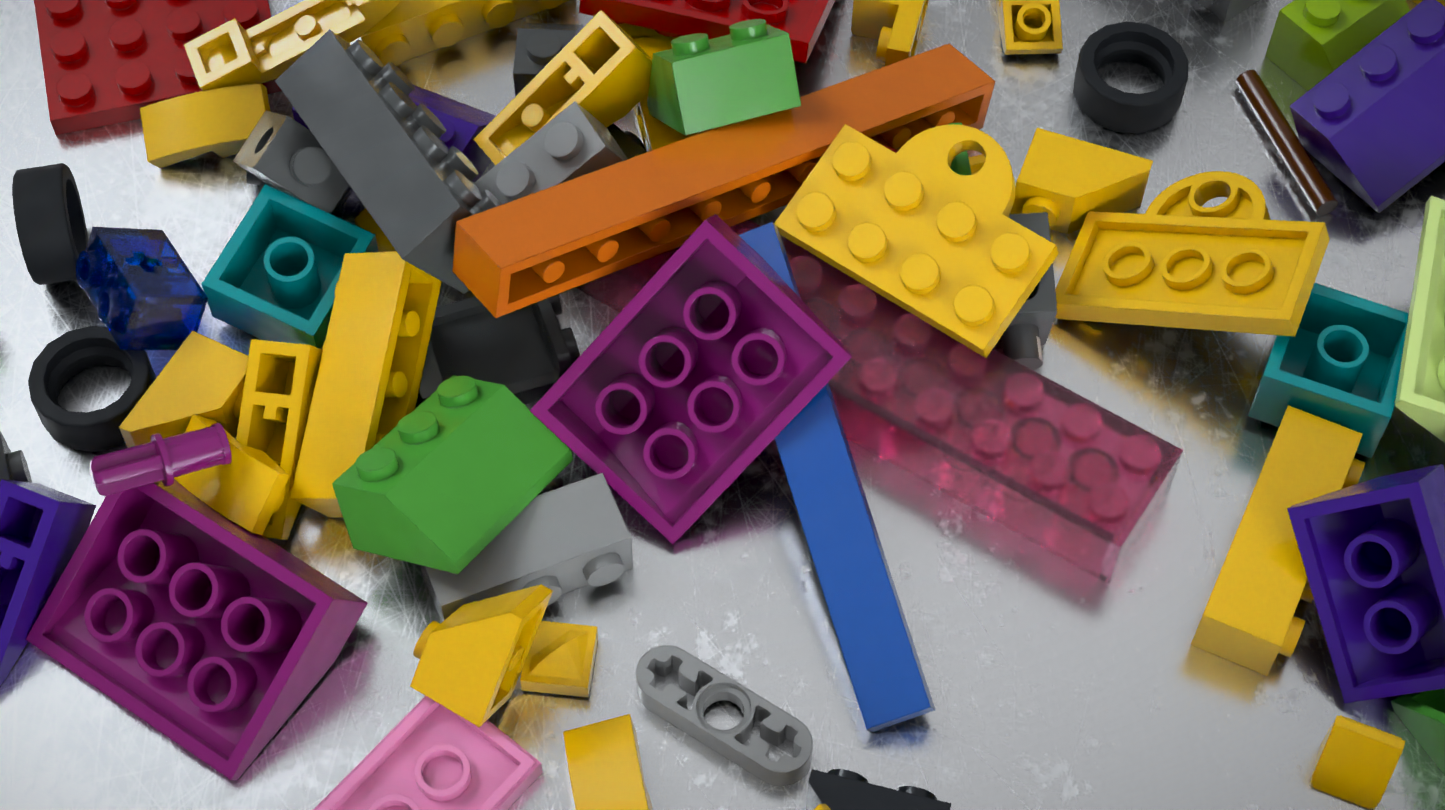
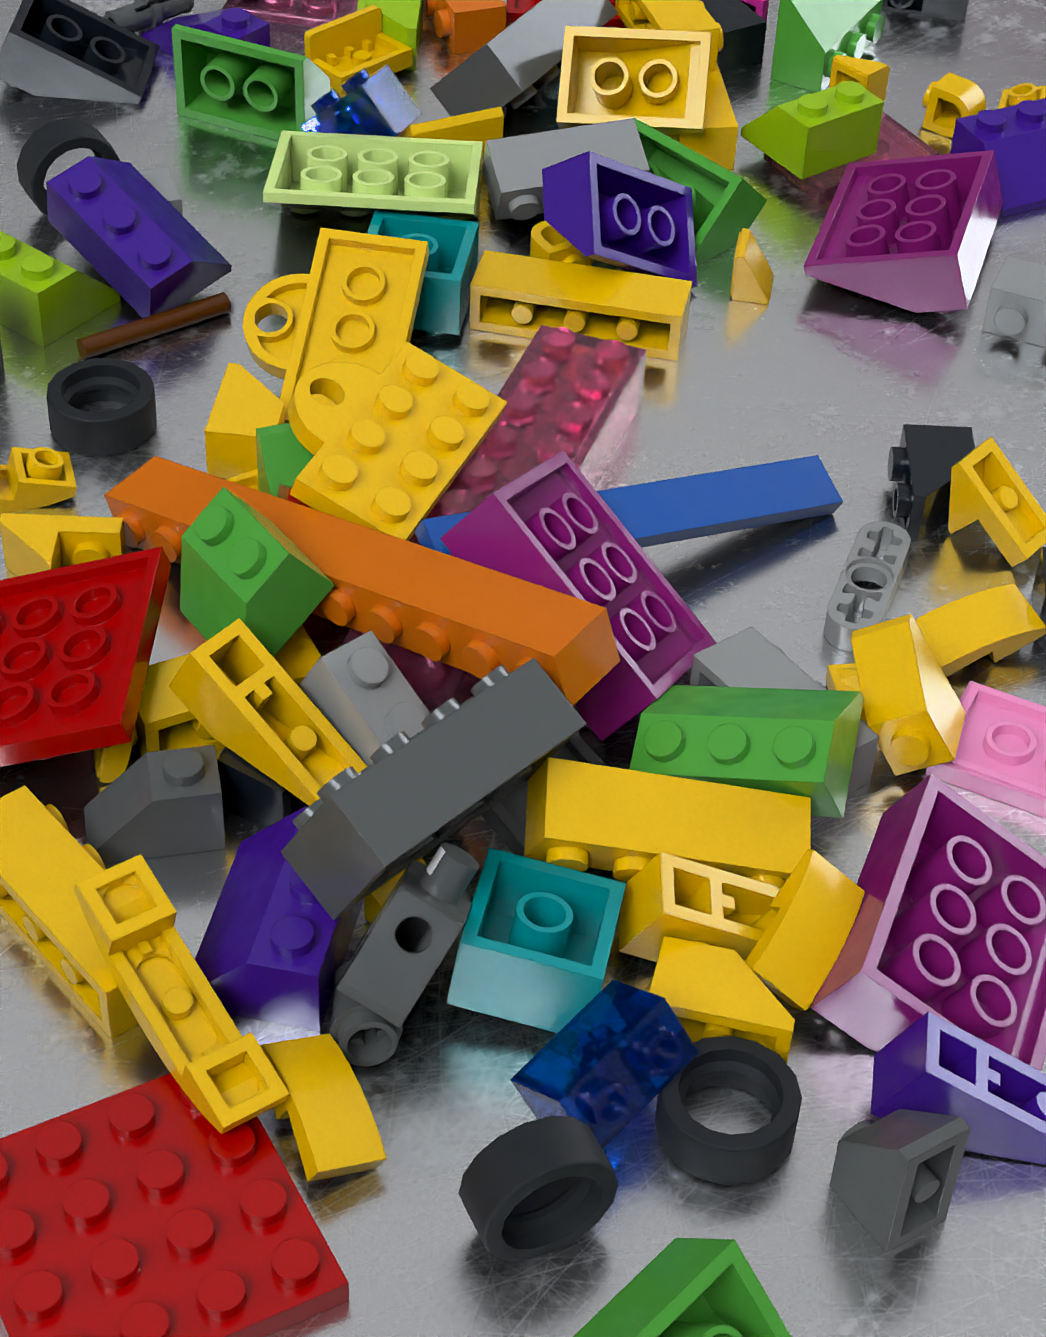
camera: 105 degrees left, 15 degrees down
(160, 460) = (852, 926): magenta axle -> none

